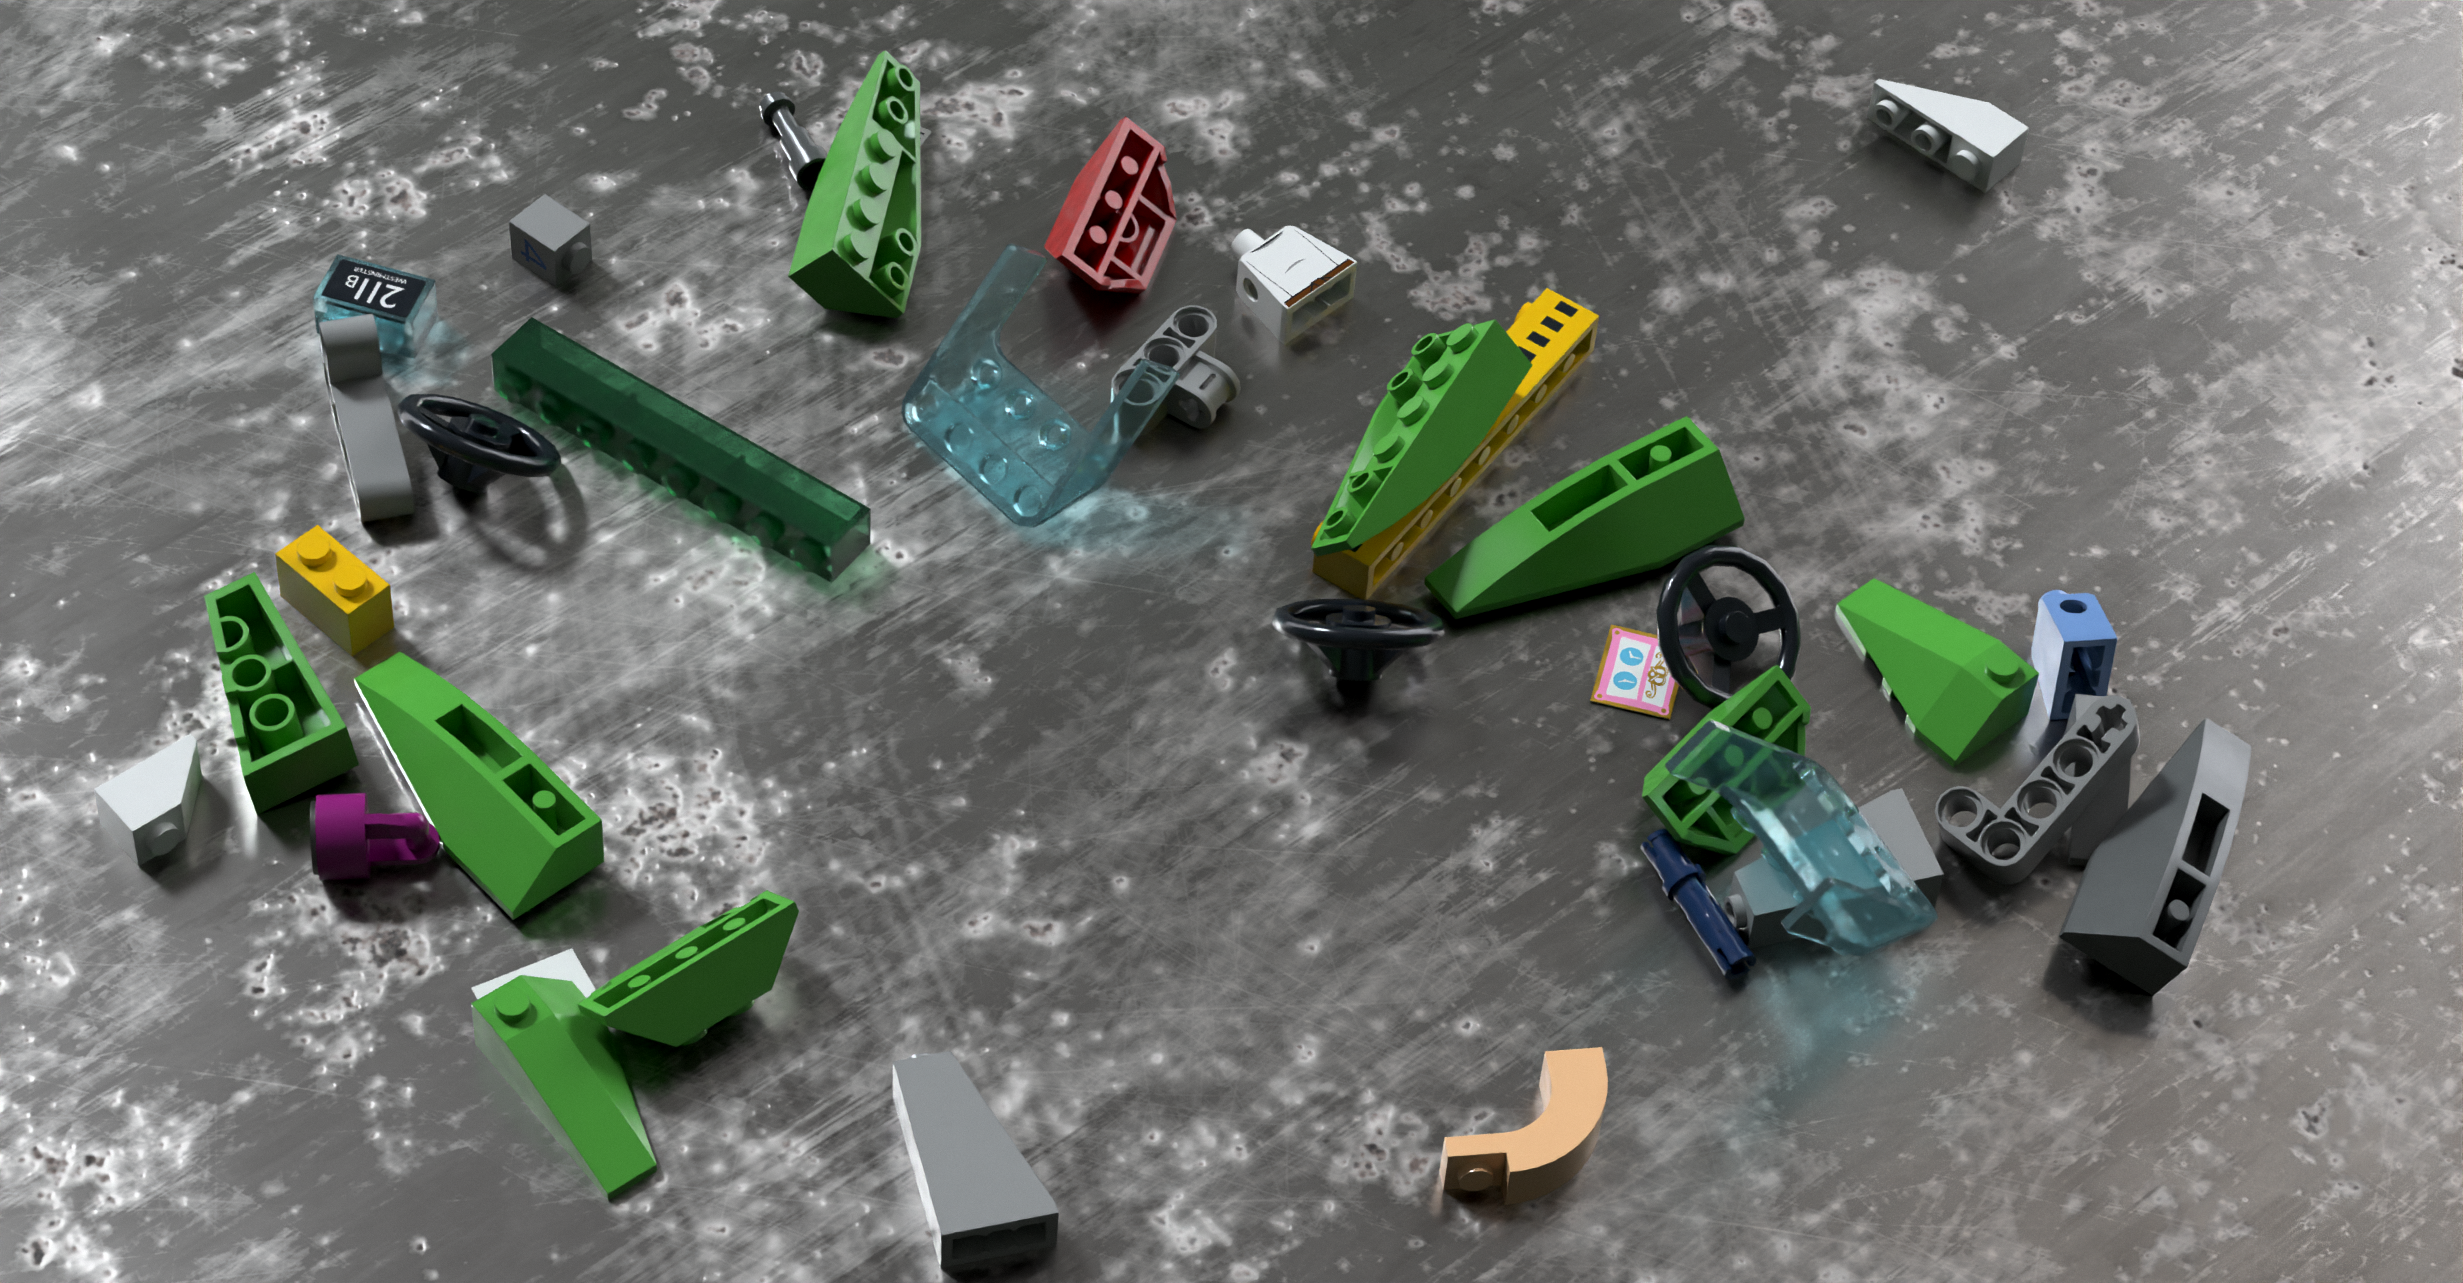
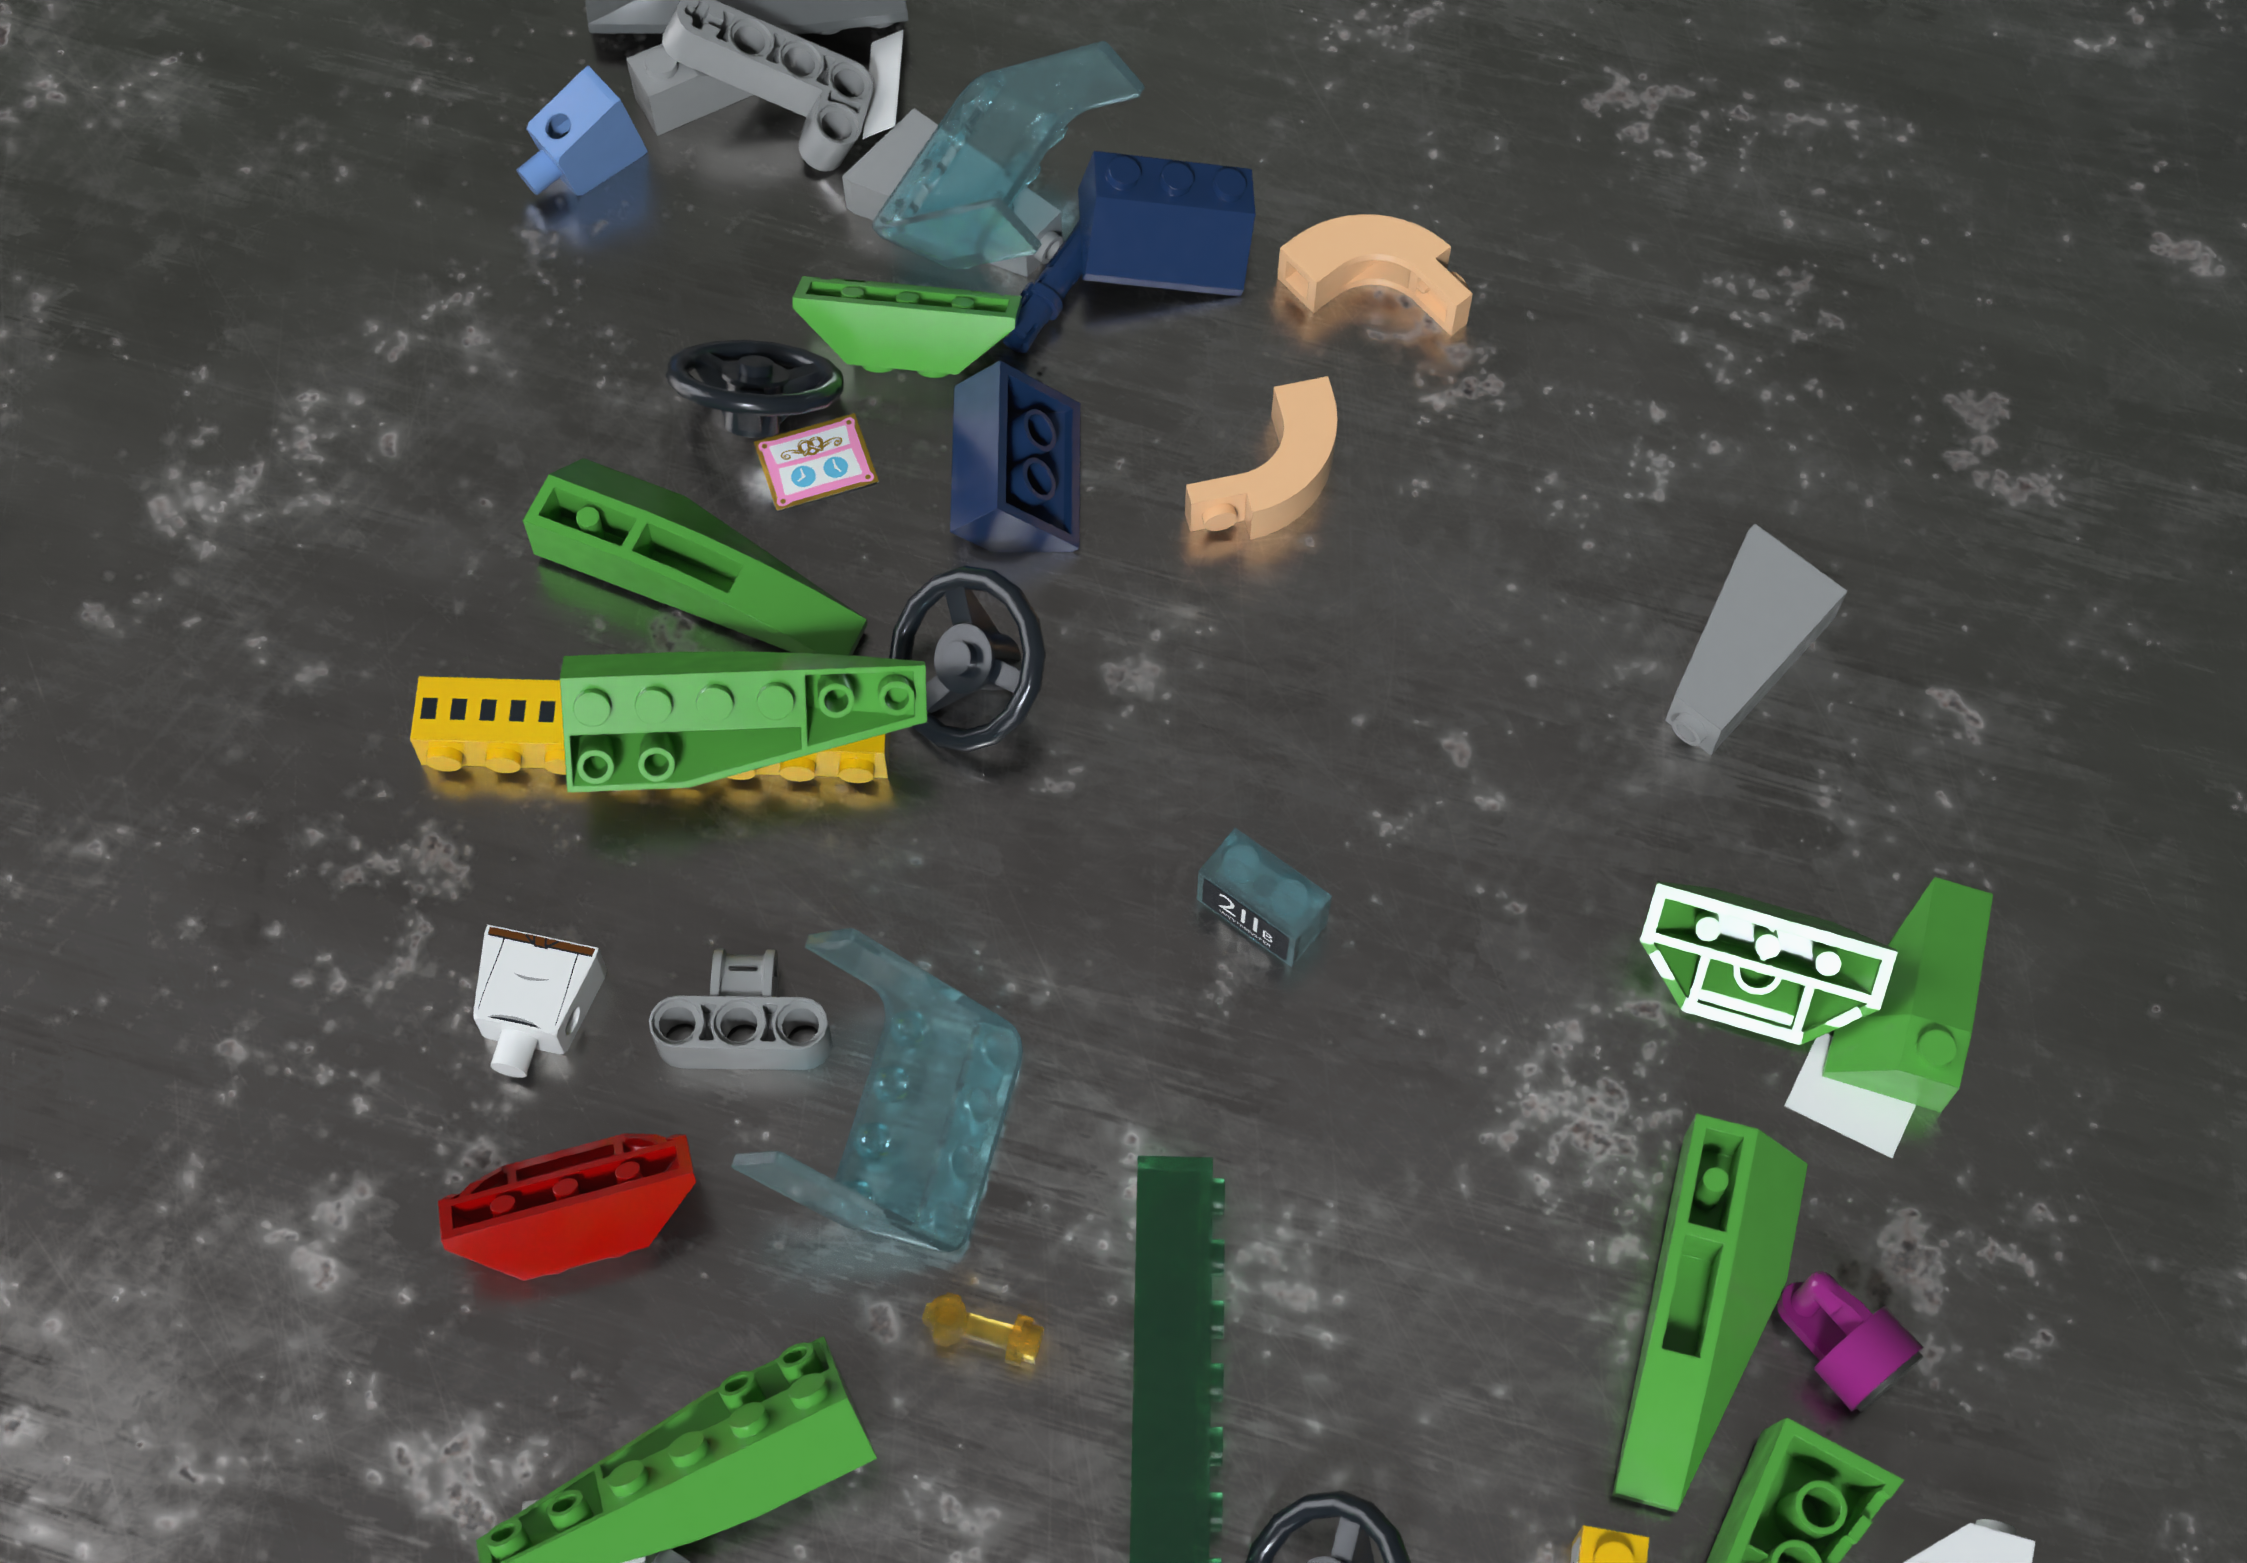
camera: 120 degrees left, 15 degrees up
(851, 382) = (951, 1323): none -> clear yellow bar
(1011, 707) = (1263, 897): none -> clear light blue brick
(1382, 963) = (1289, 481): none -> light nougat arch
(1526, 775) = (1015, 463): none -> dark blue slope
(1691, 989) = (1166, 223): none -> dark blue slope
(1946, 674) = (664, 230): bright green wedge -> none
(1998, 887) = (885, 73): none -> white sticker

